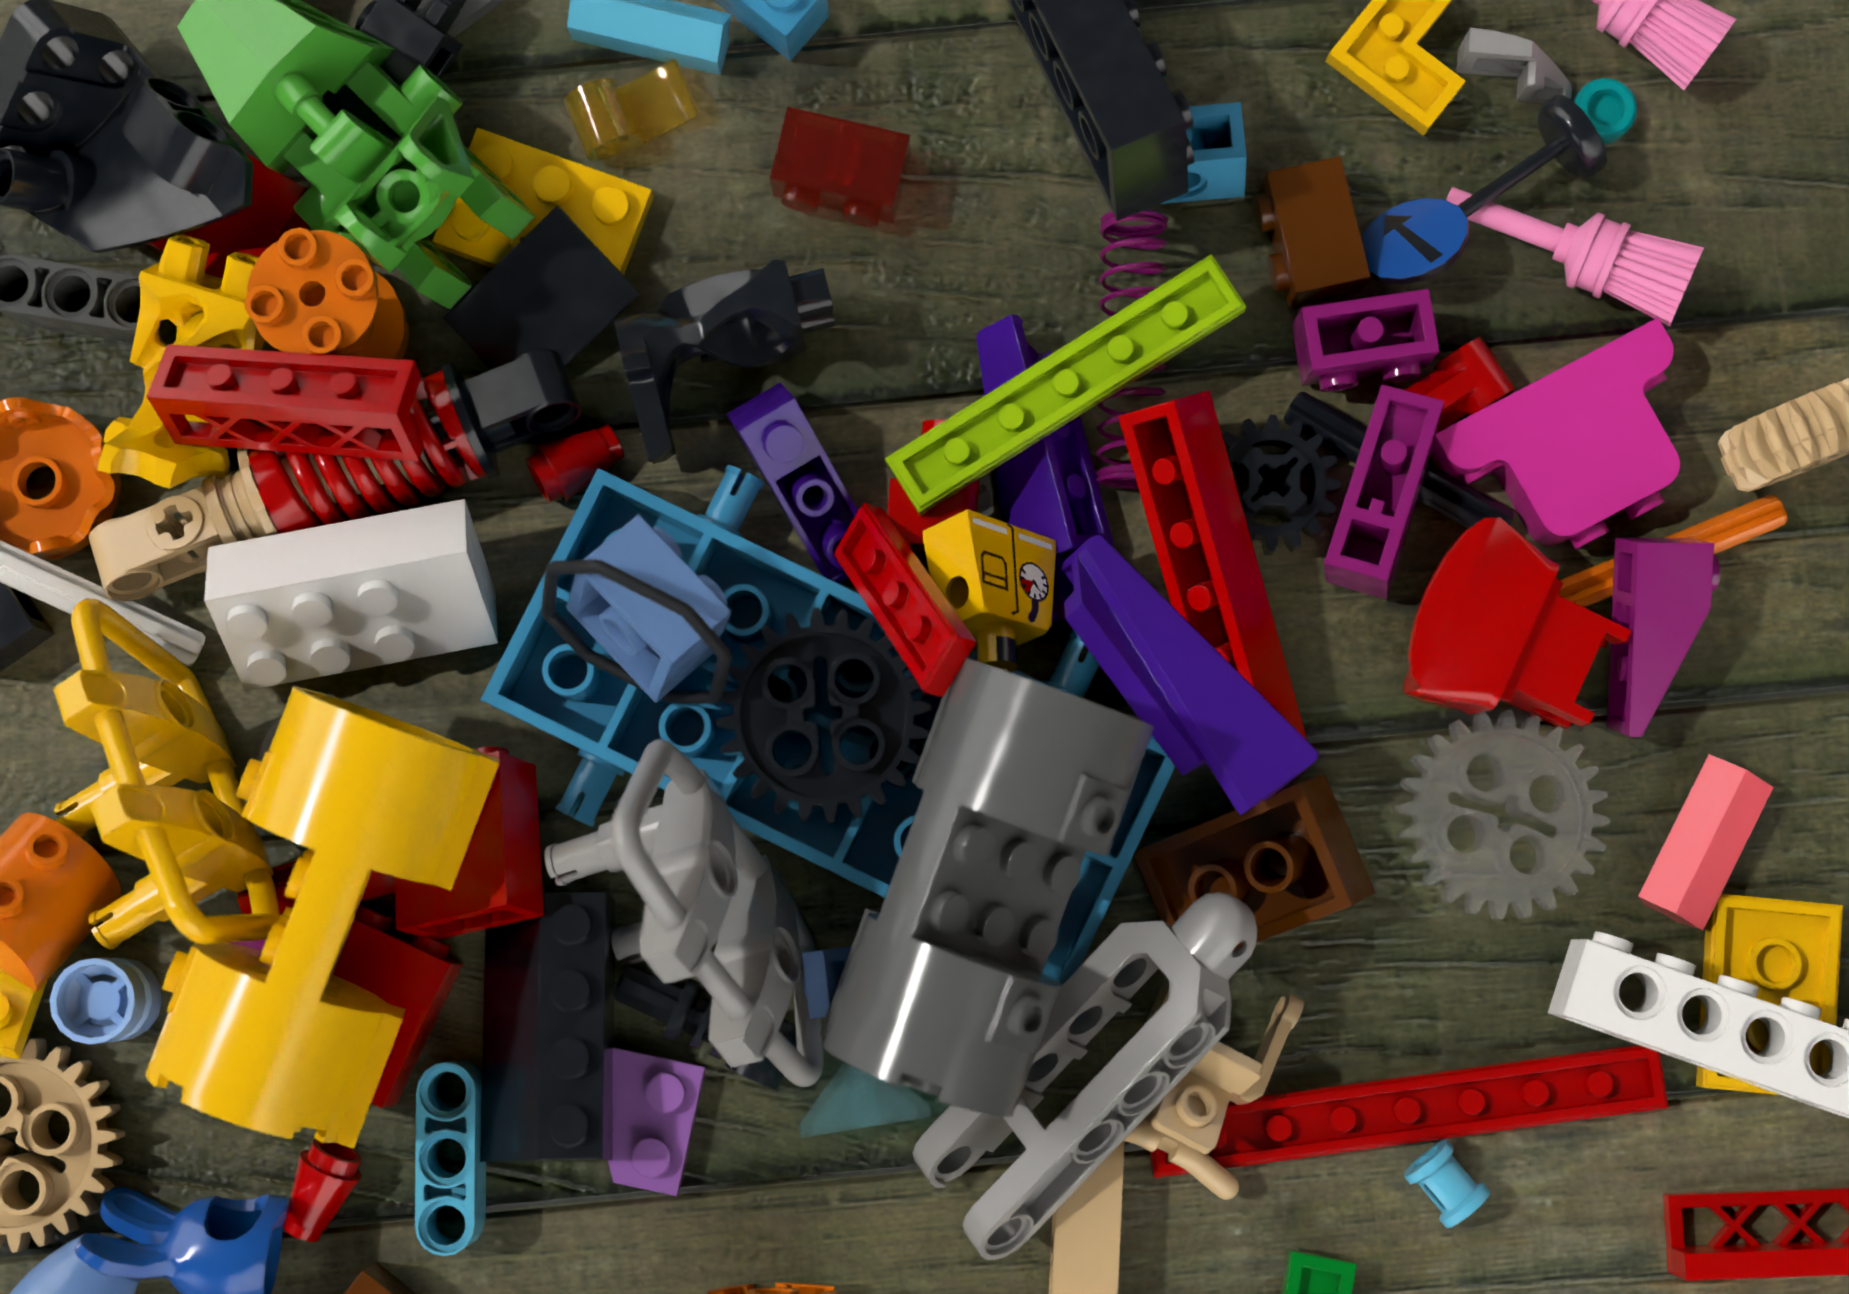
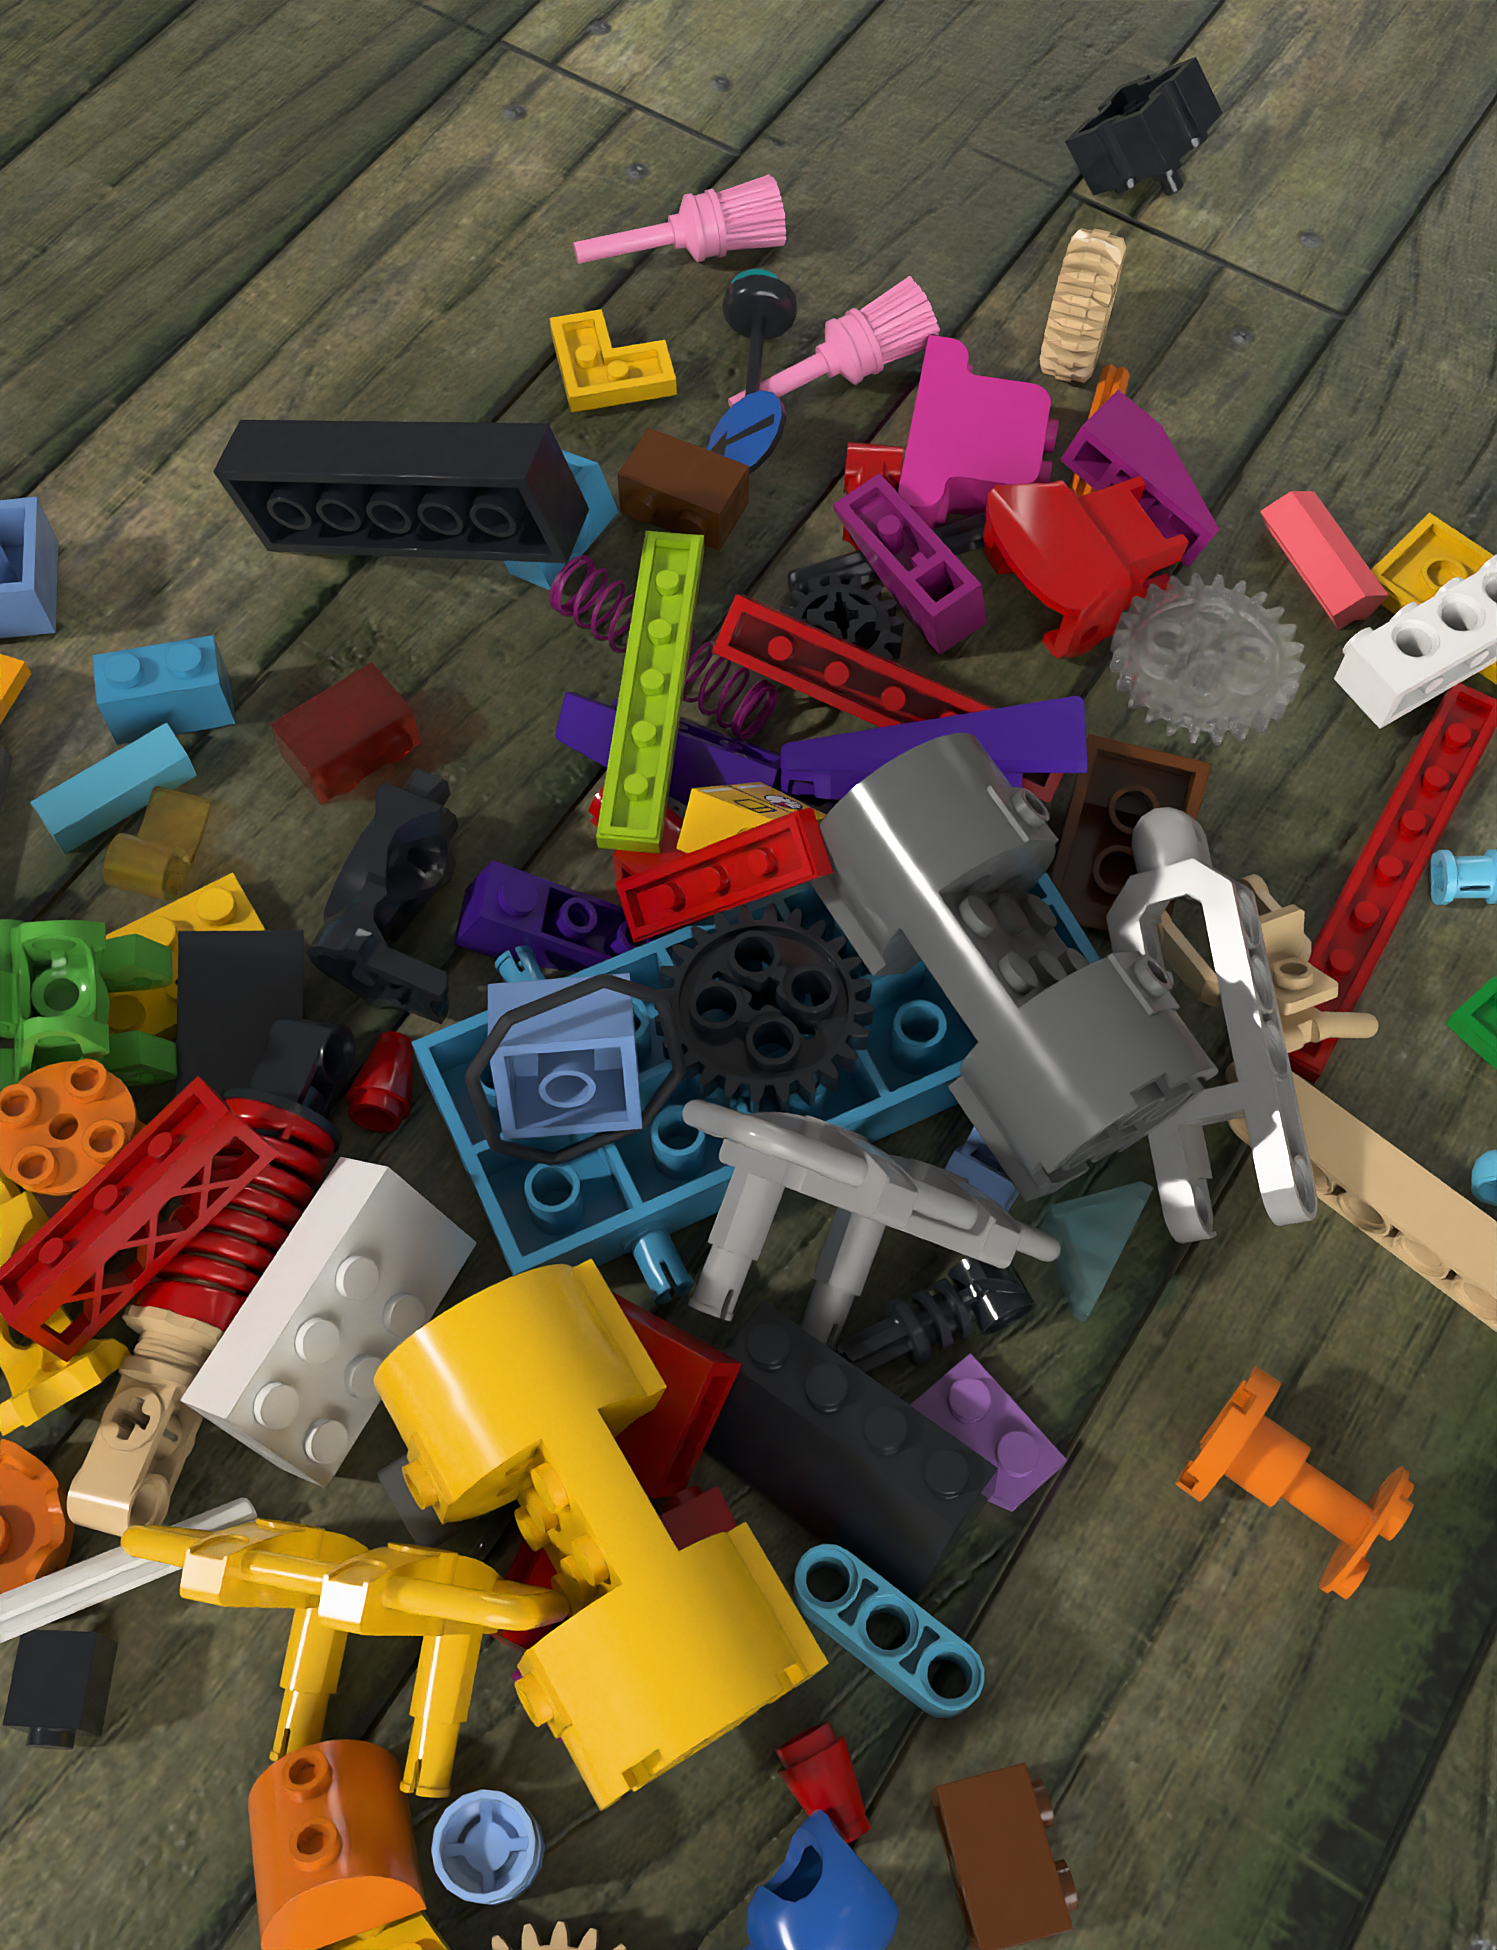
camera: 55 degrees left, 20 degrees down
(1364, 339) = (788, 502): magenta brick -> none
(1512, 56) = (673, 309): light grey slope -> none

